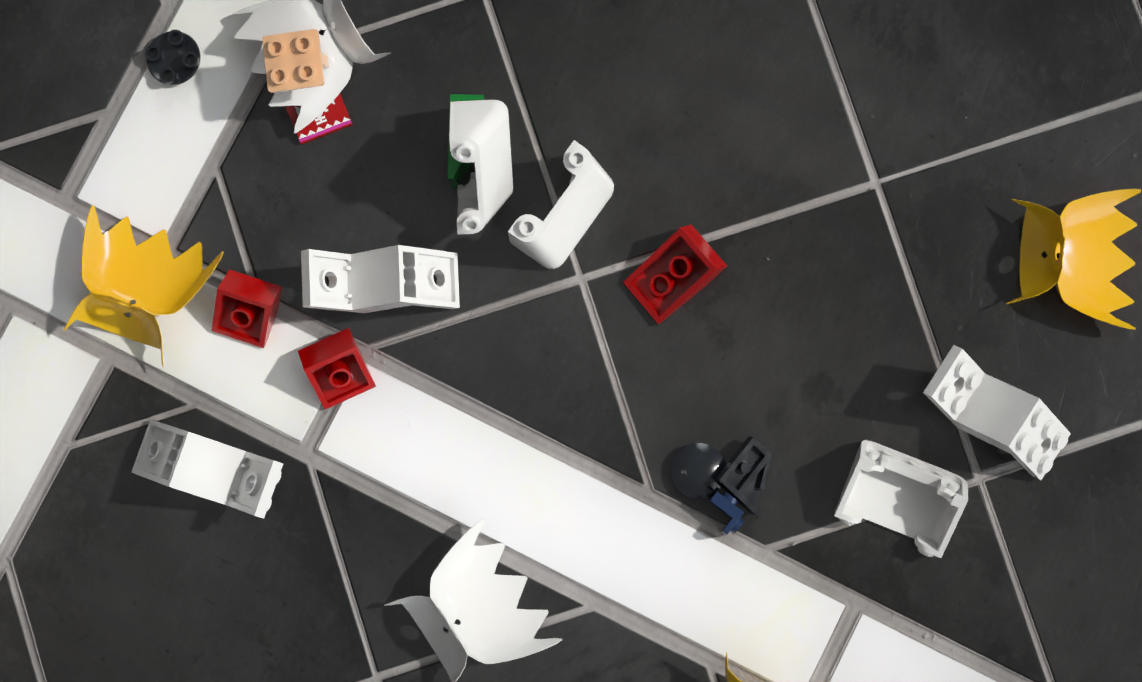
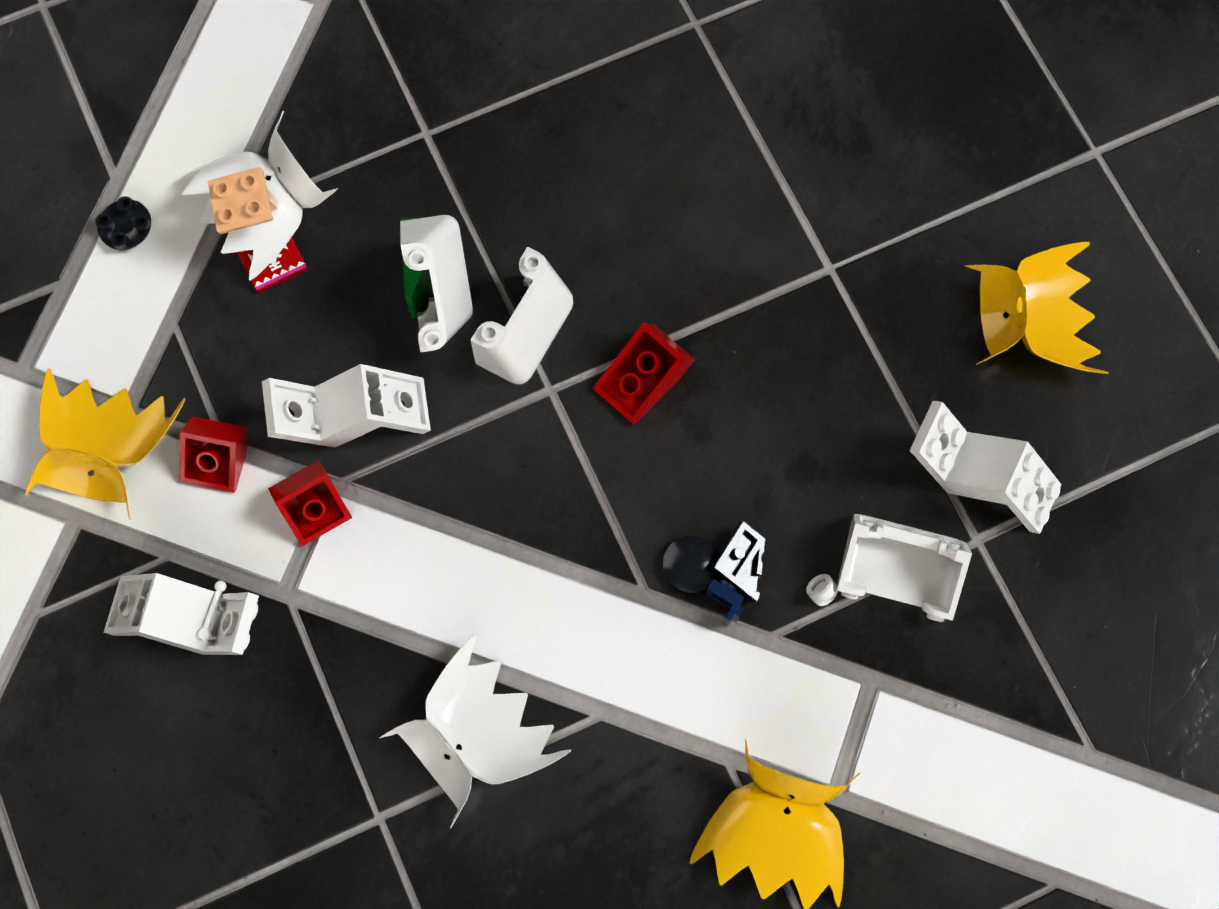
camera: 10 degrees left, 10 degrees down
(227, 489) = (203, 633): none -> white hinge
(820, 511) = (822, 589): none -> white tile

